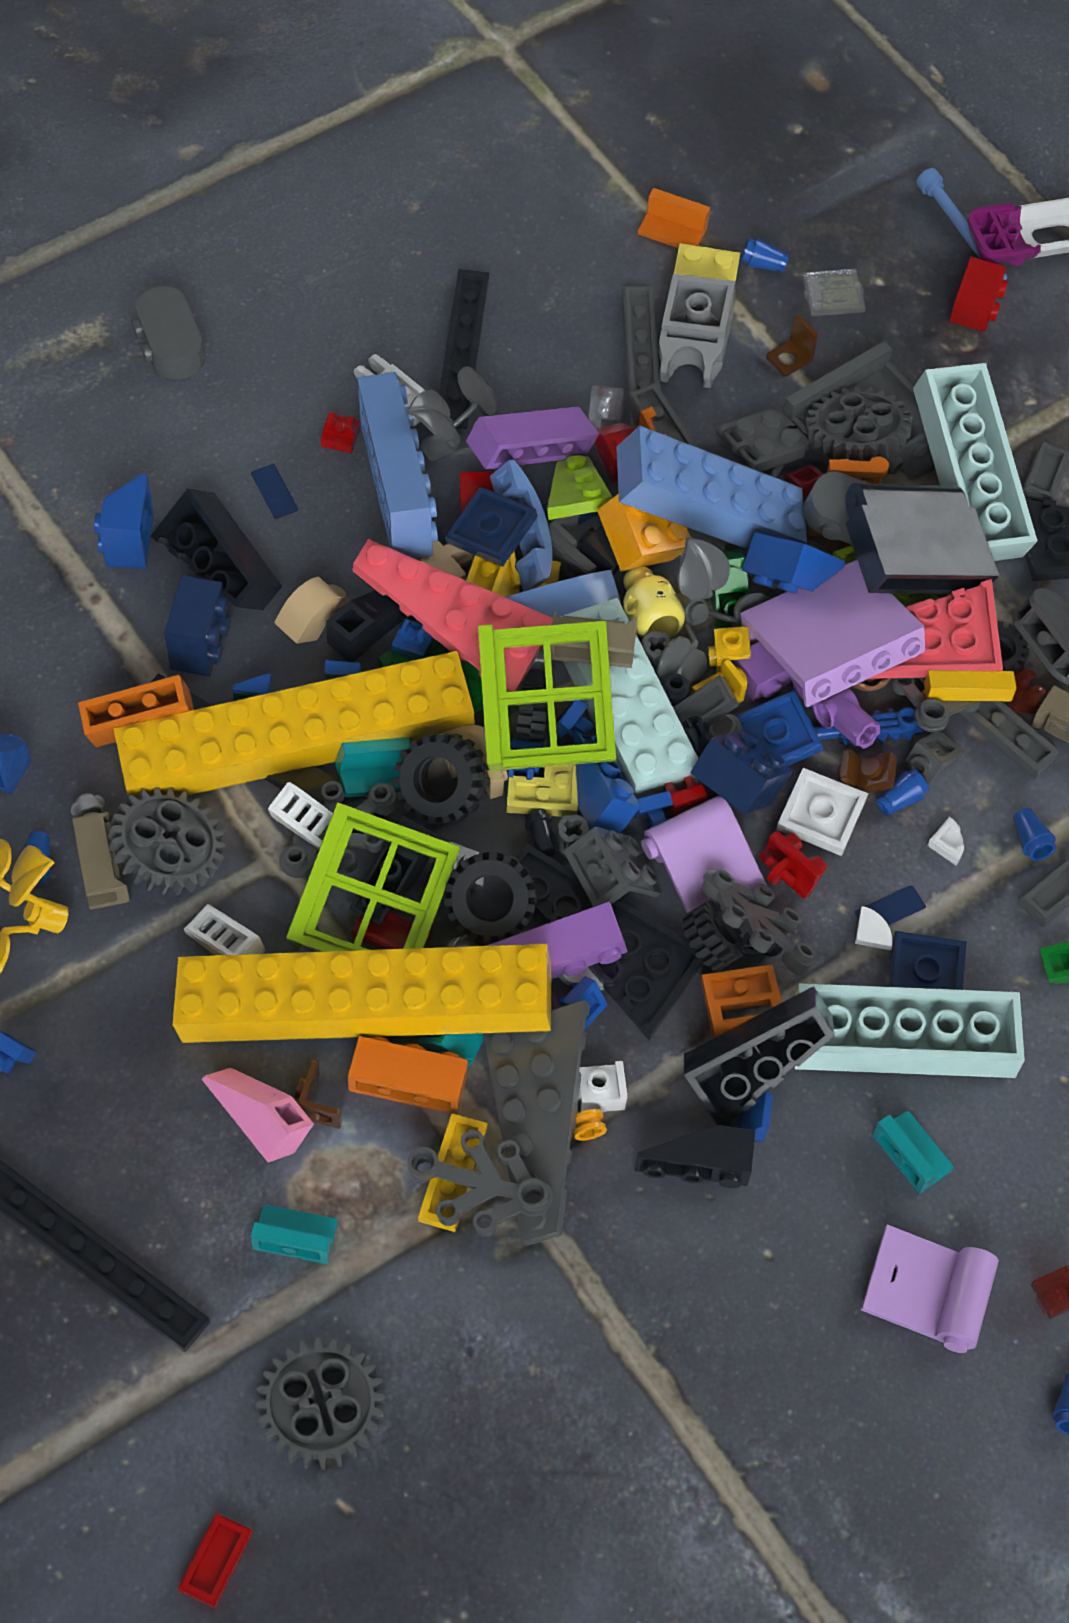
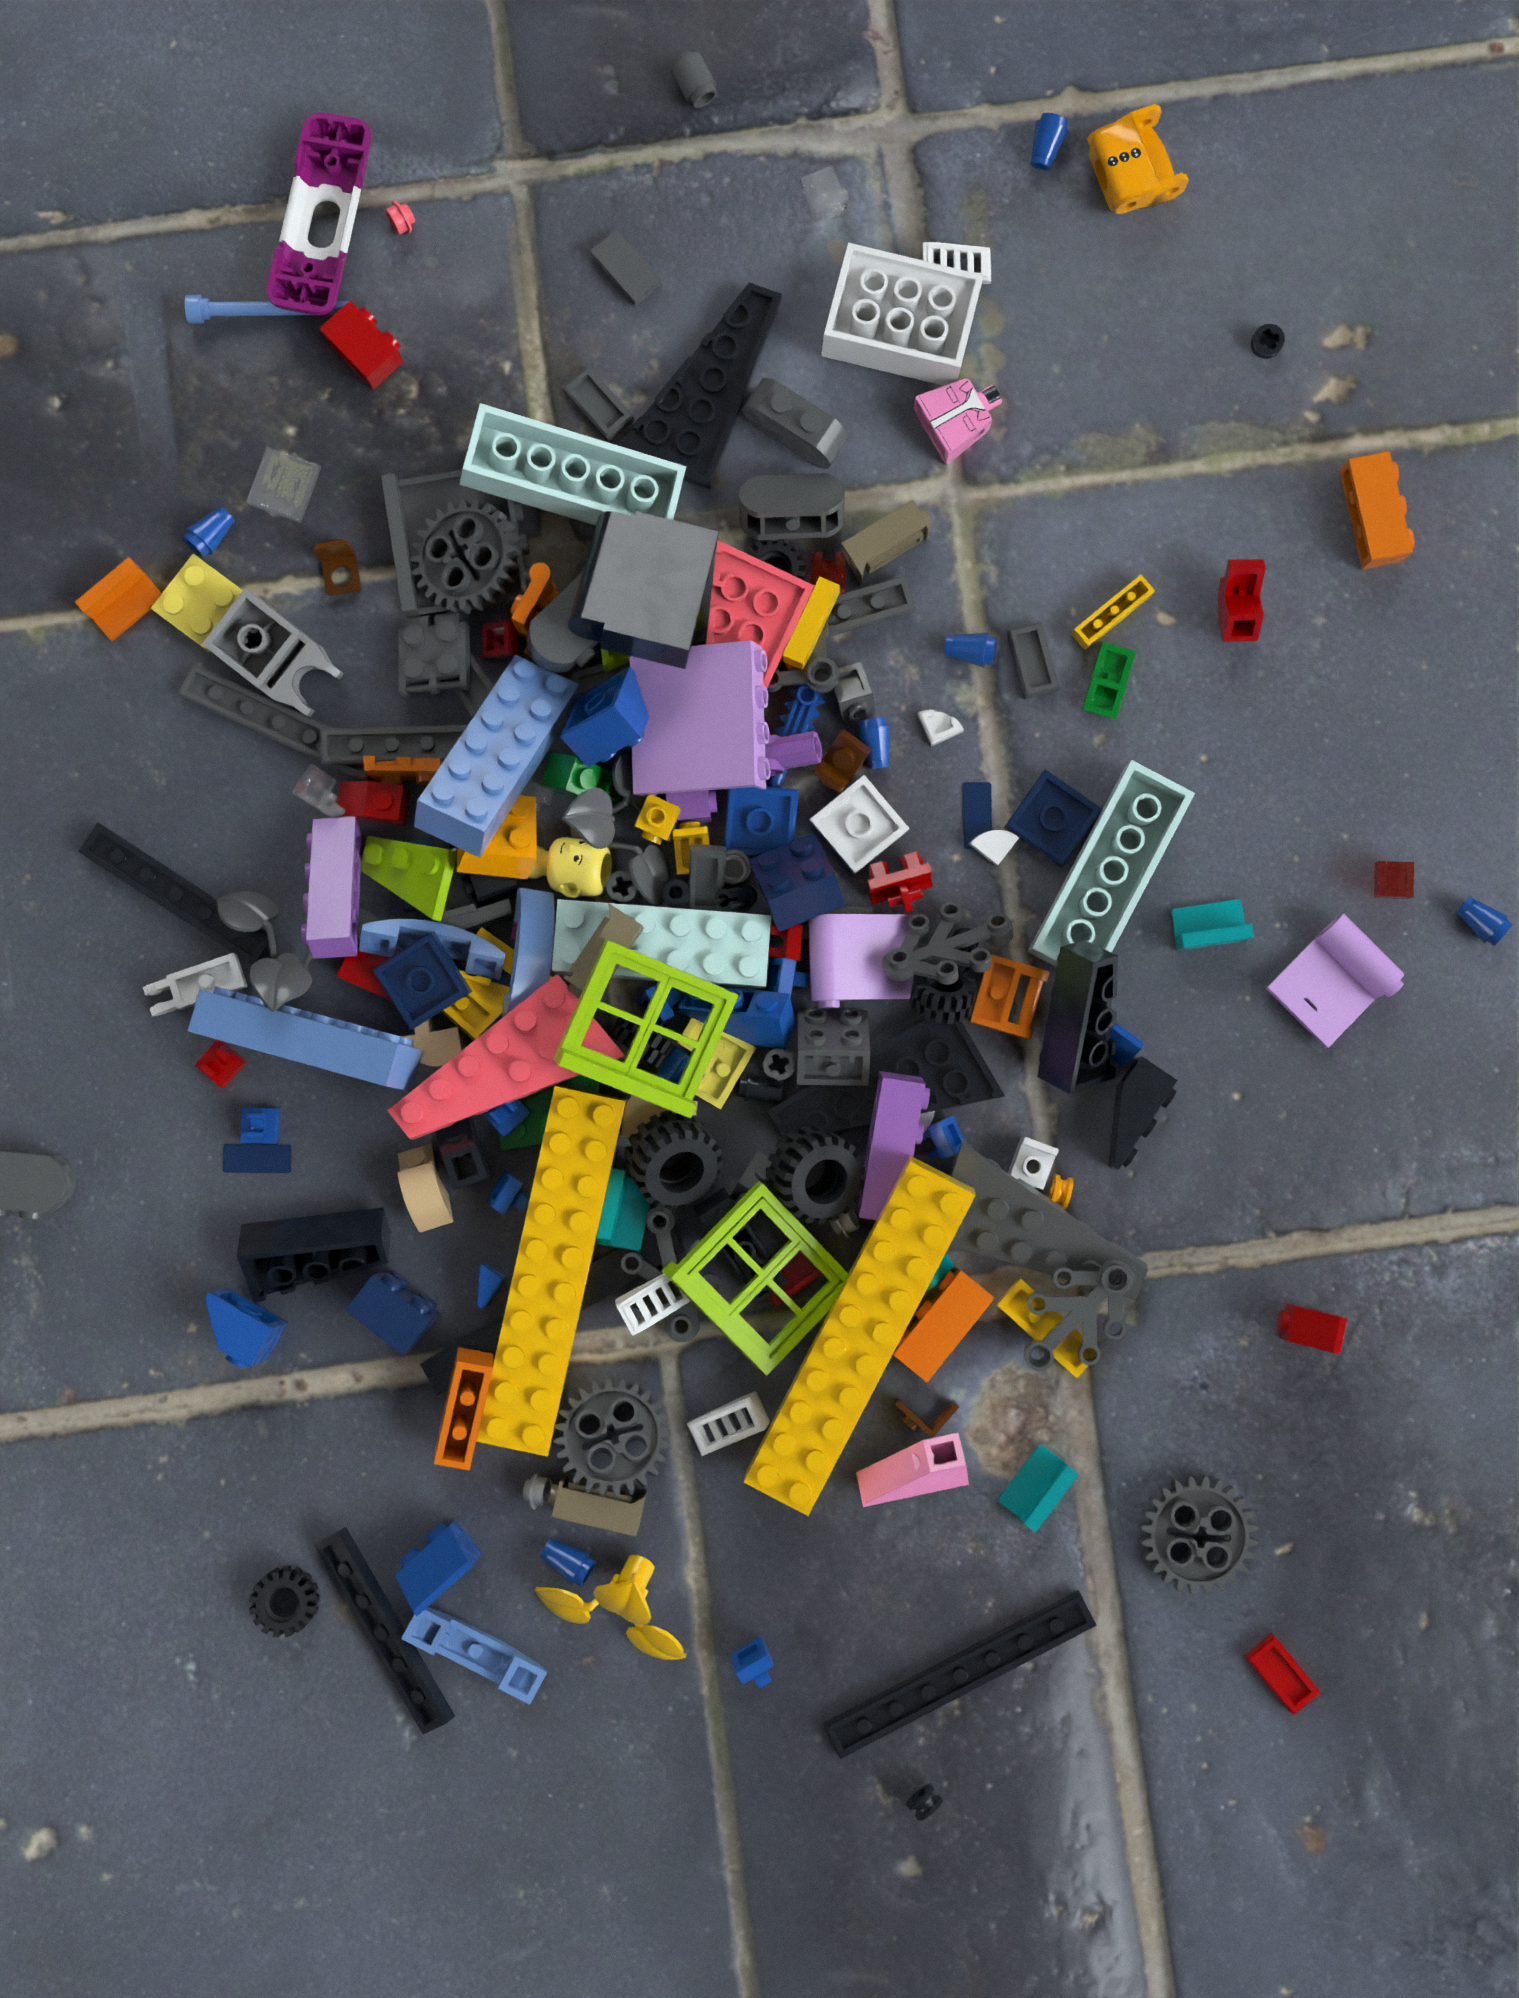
camera: 55 degrees left, 25 degrees up
(303, 479) = (260, 1125): none -> blue tile
(581, 1413) = (1311, 1328): none -> red slope

